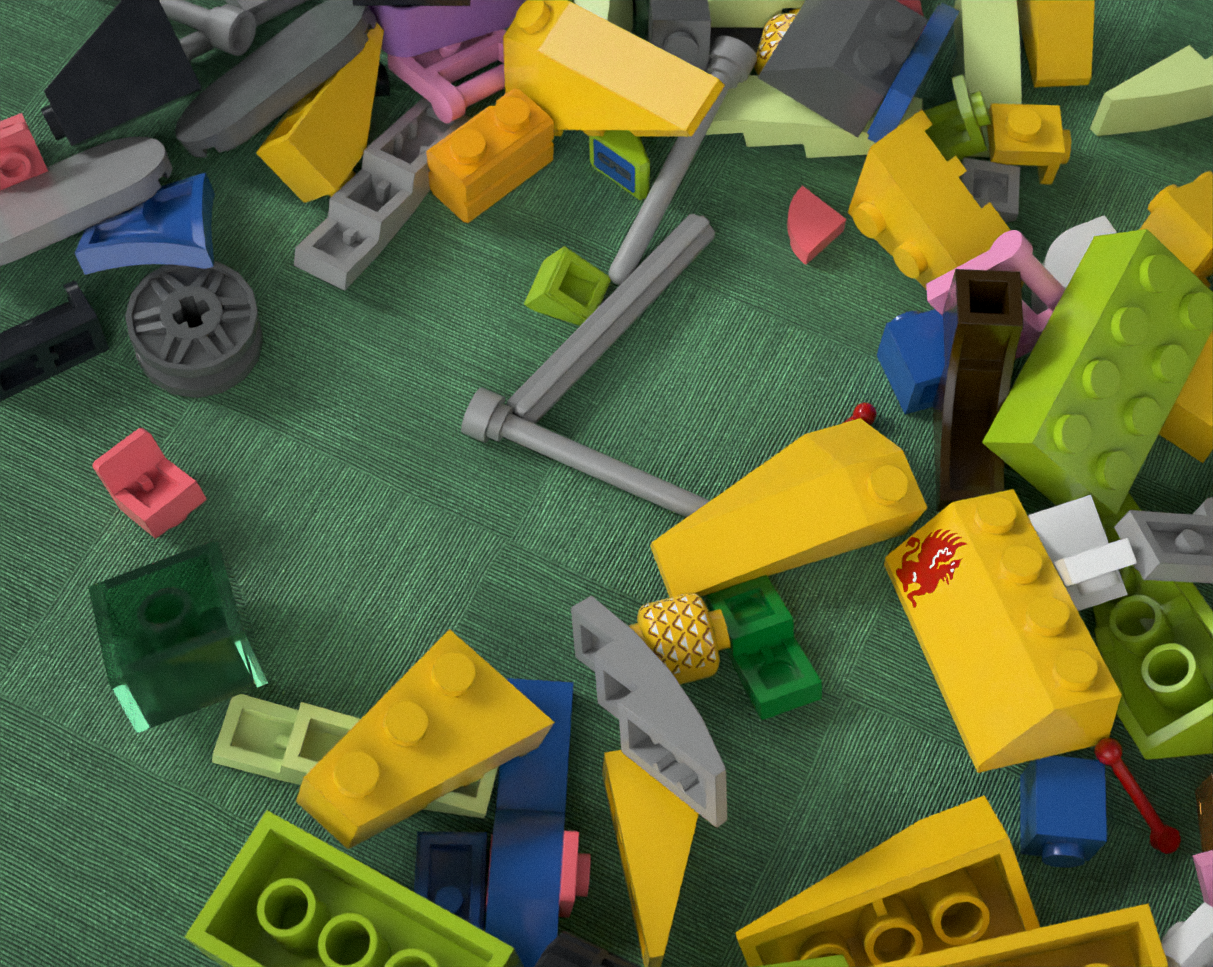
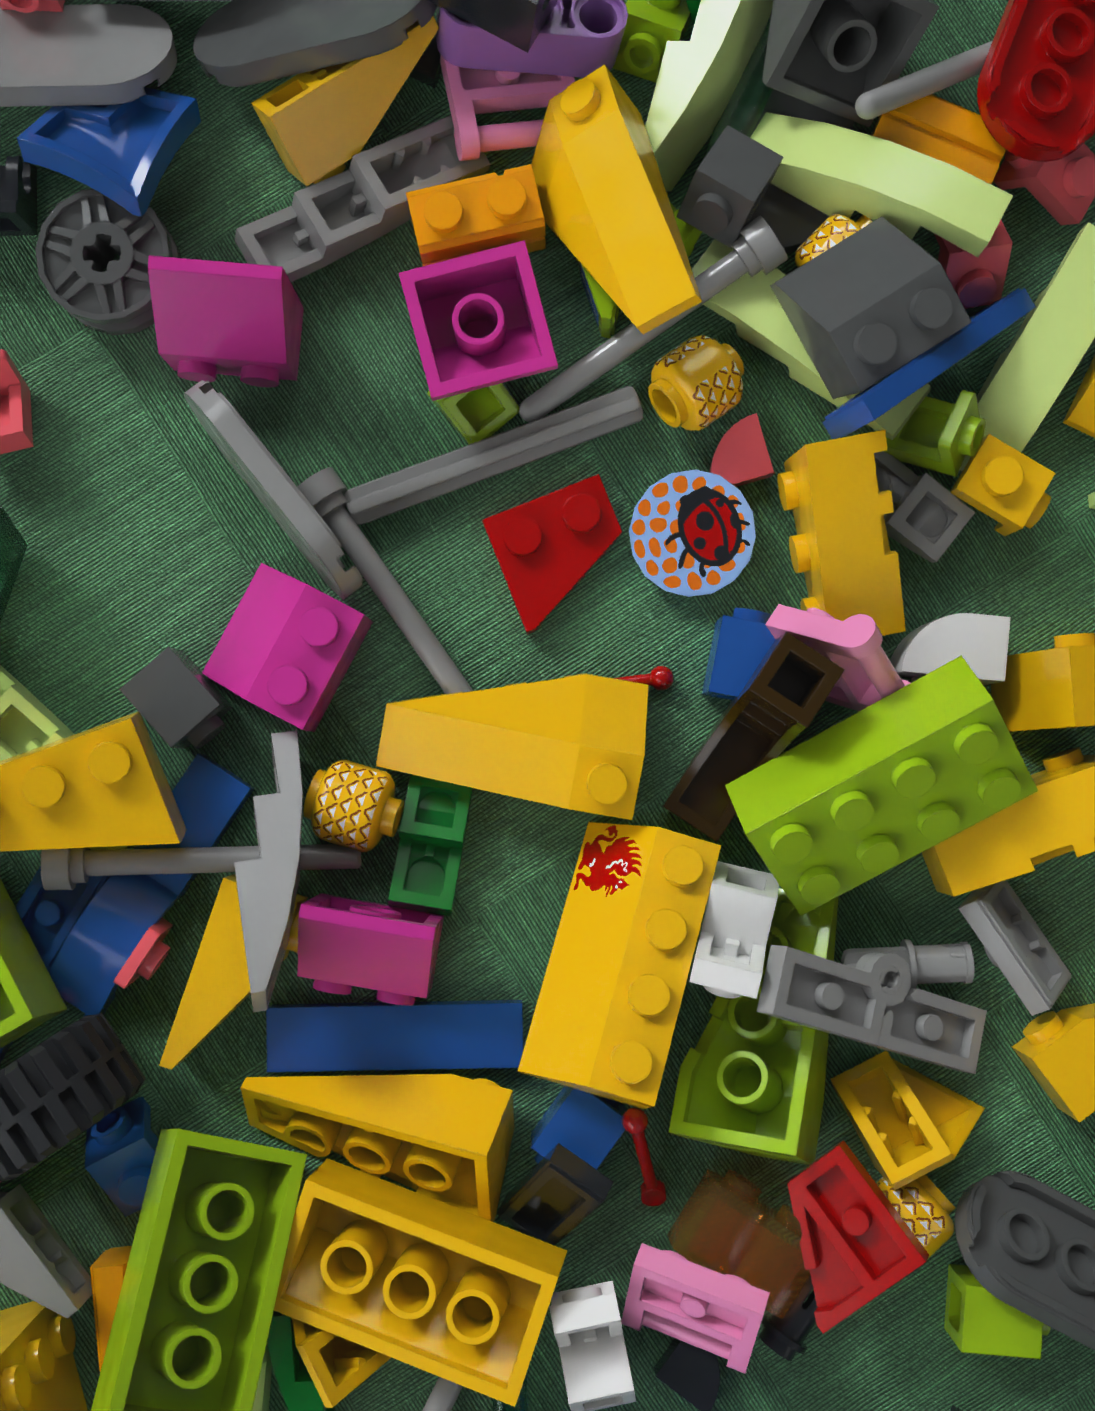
camera: 30 degrees right, 25 degrees up
(329, 309) = (226, 319): none -> dark pink slope
(451, 416) = (273, 487): none -> light grey tile
(451, 823) = (66, 867): none -> light grey piece
(474, 620) = (178, 700): none -> dark grey brick
(532, 544) = (287, 647): none -> dark pink slope
(539, 212) = (478, 320): none -> dark pink slope
(704, 363) = (552, 545): none -> red wing
(743, 183) = (696, 383): none -> yellow head
(781, 739) = (368, 947): none -> dark pink slope
(813, 292) = (692, 533): none -> tile
(841, 829) = (394, 1036): none -> blue tile
(1087, 861) = (554, 1196): none -> black tile

